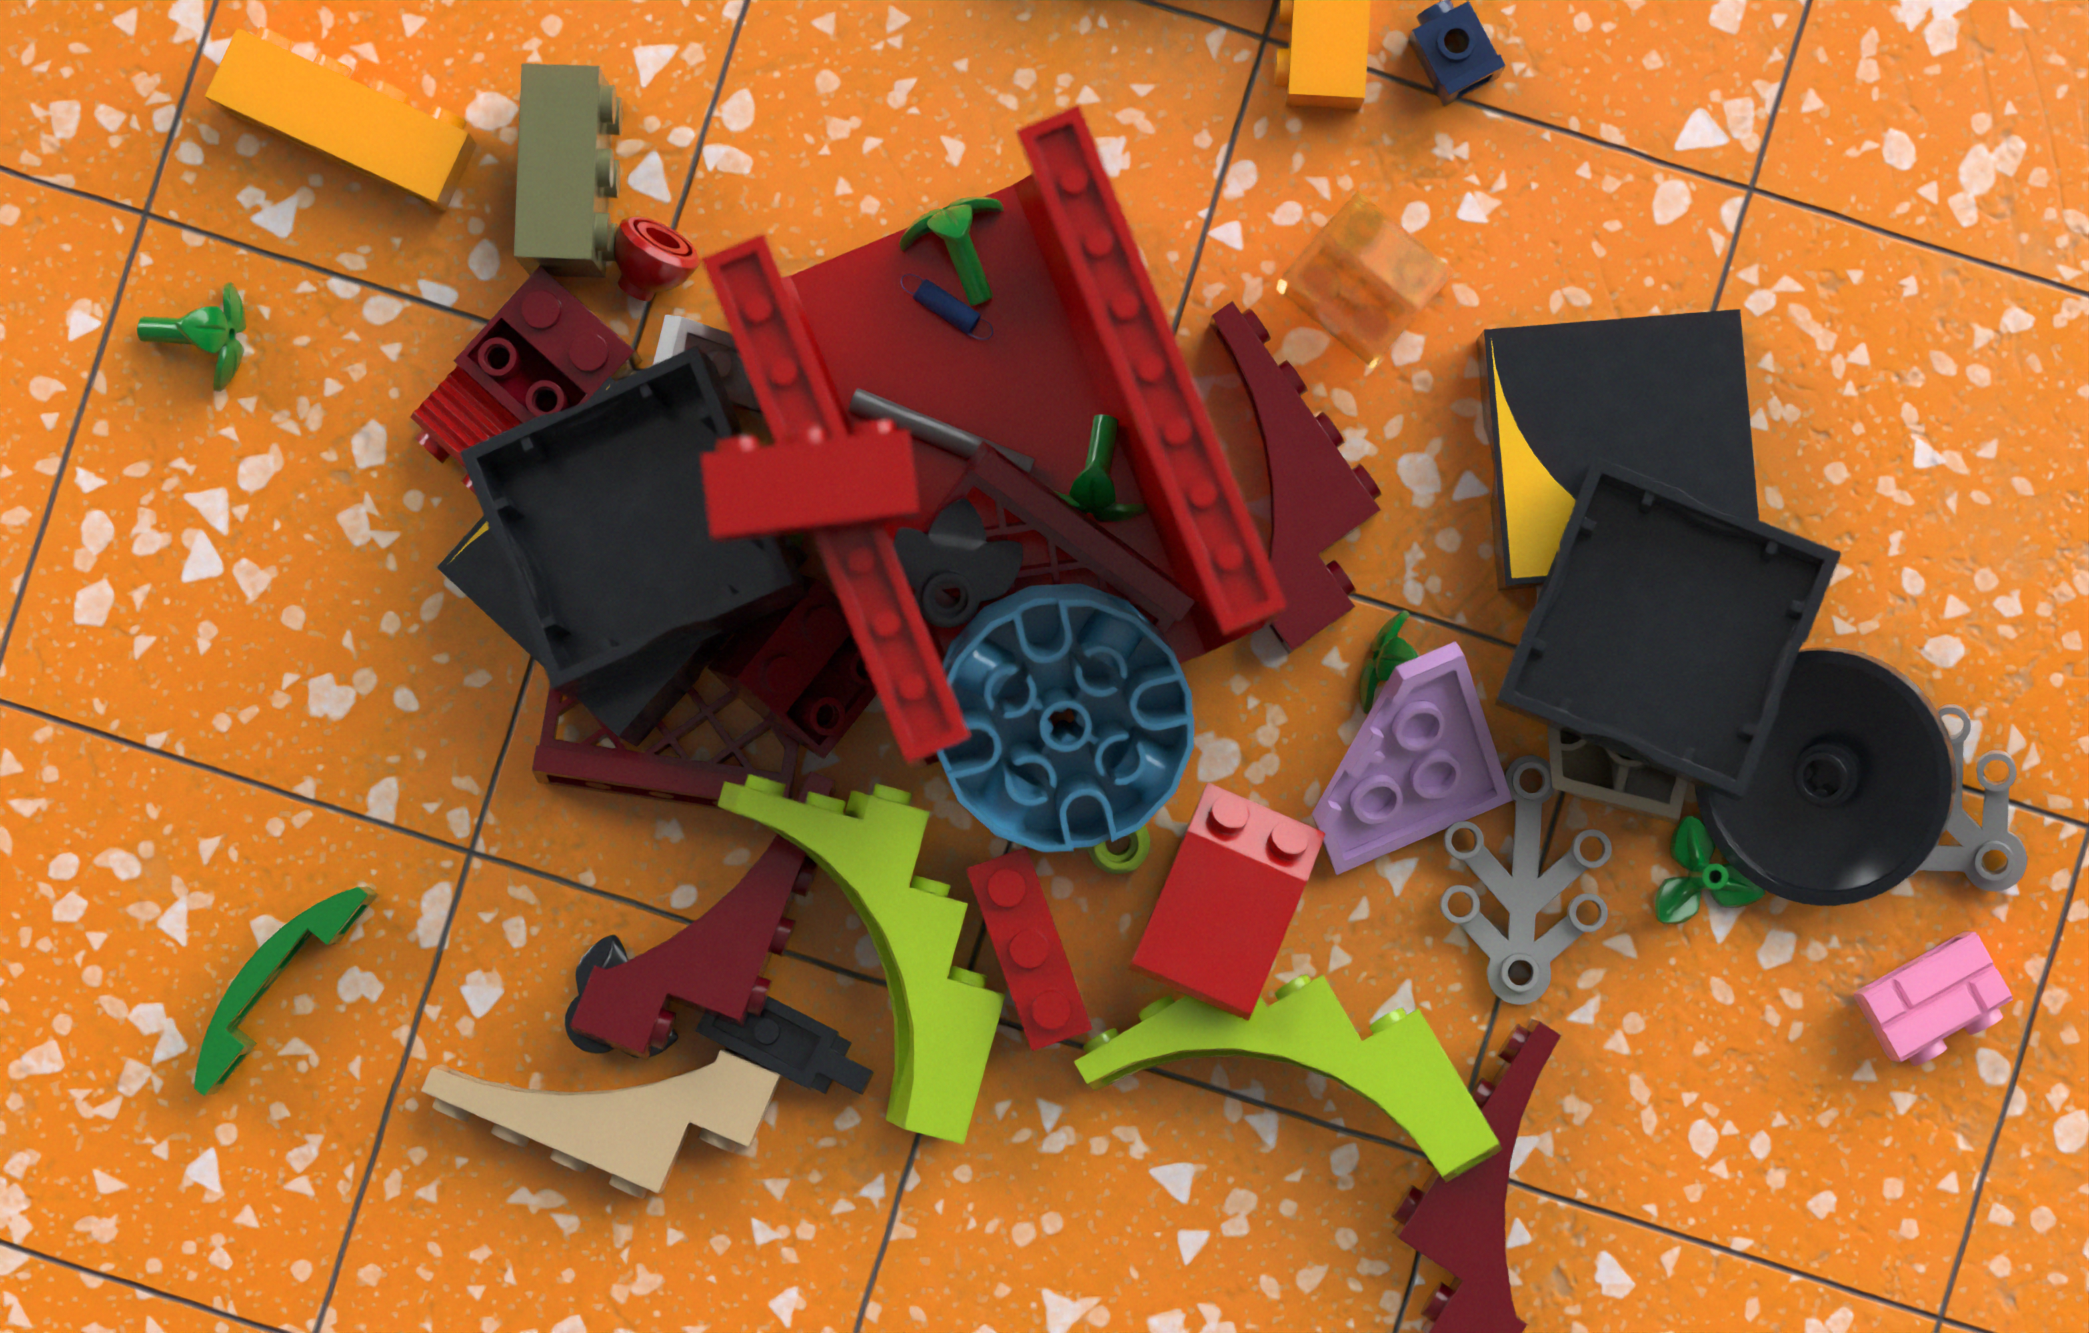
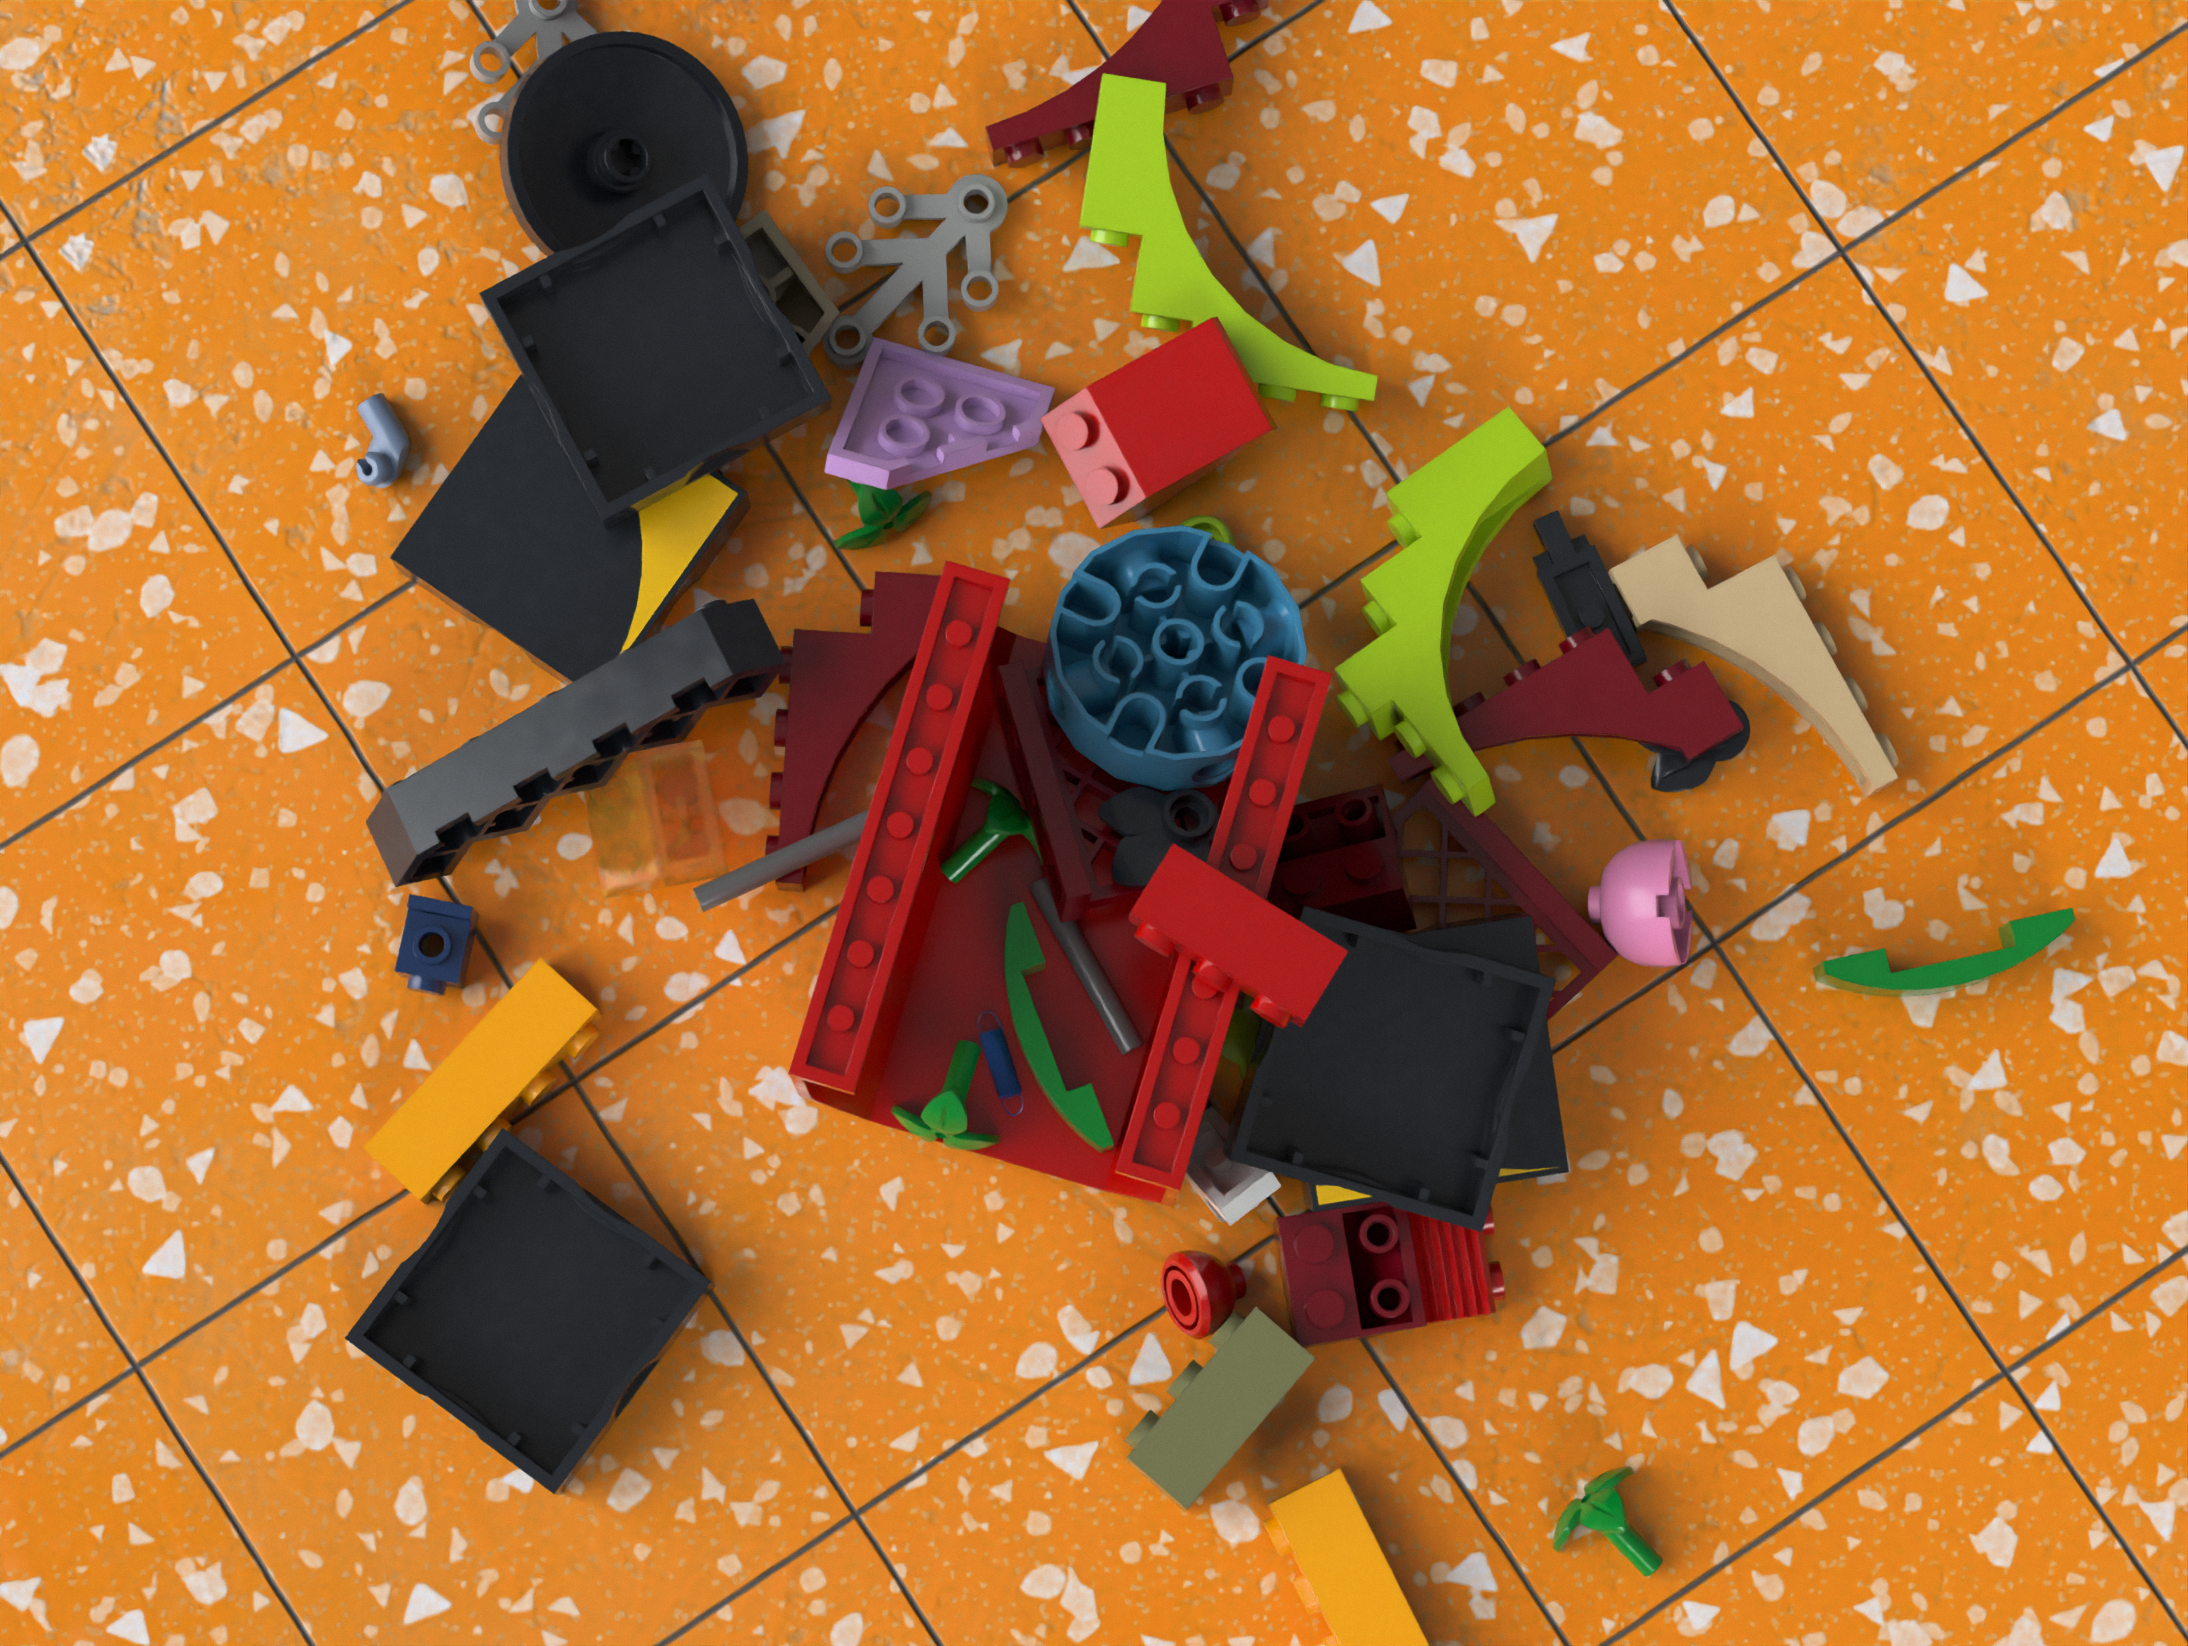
camera: 150 degrees left, 5 degrees down
(543, 831) = (1645, 903): none -> bright pink cylinder
(859, 314) = (1076, 1107): none -> green slope
(1029, 949) = (1339, 514): red brick -> none
(1240, 315) = (781, 862): none -> dark grey bar
(1477, 283) = (573, 739): none -> black brick
(1680, 897) = (767, 149): green plant -> none
(1817, 405) = (388, 446): none -> sand blue arm

